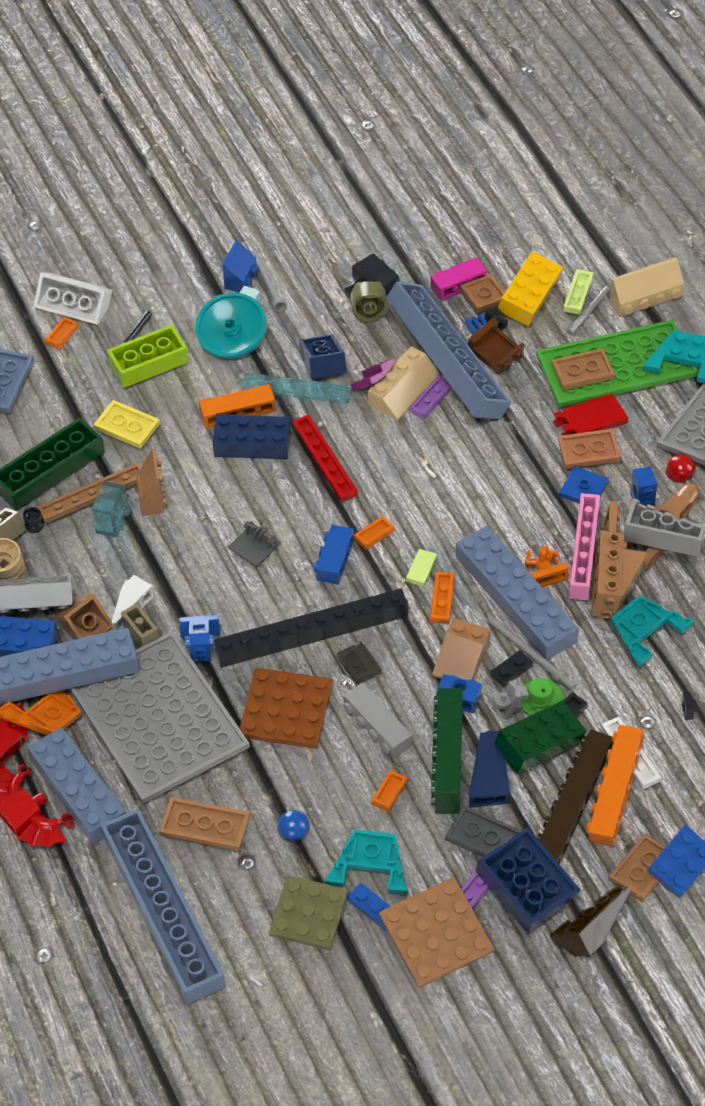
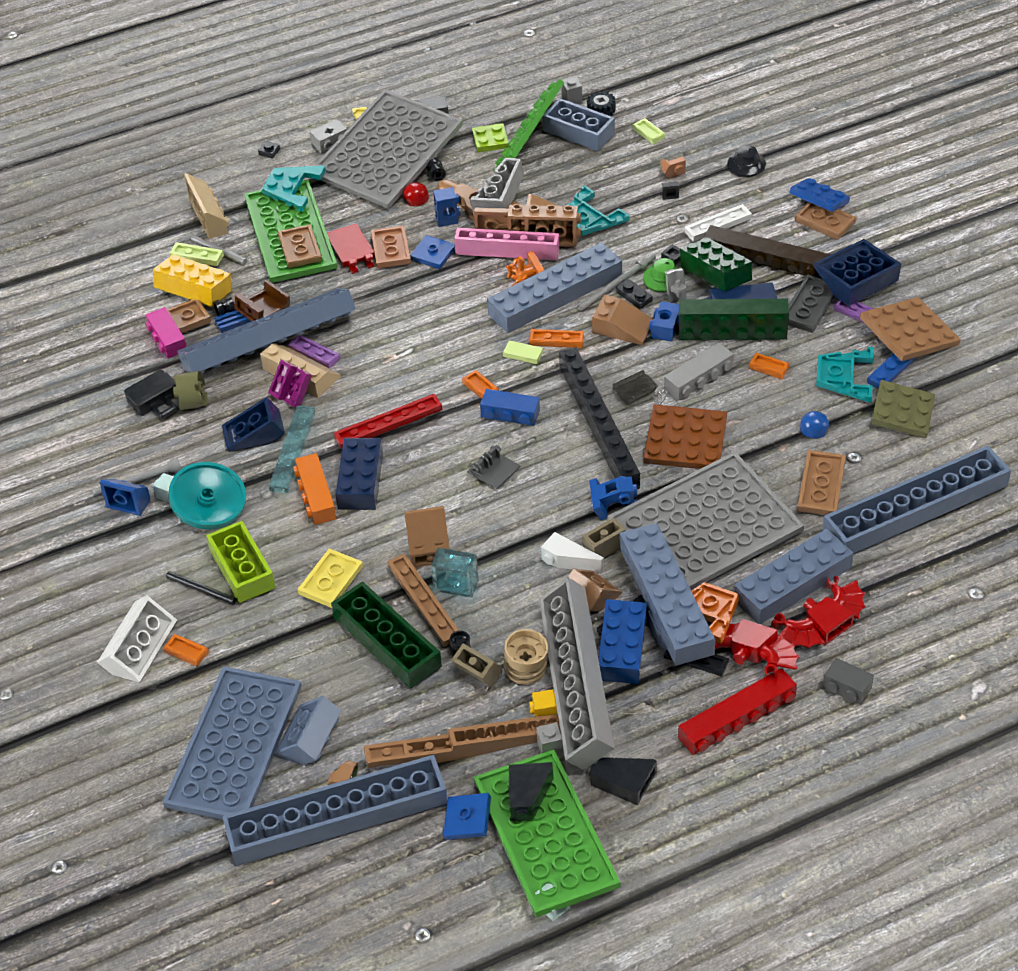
camera: 90 degrees left, 5 degrees down
(592, 926) = (893, 242): dark brown wedge -> none
(616, 785) = (756, 223): orange brick -> none

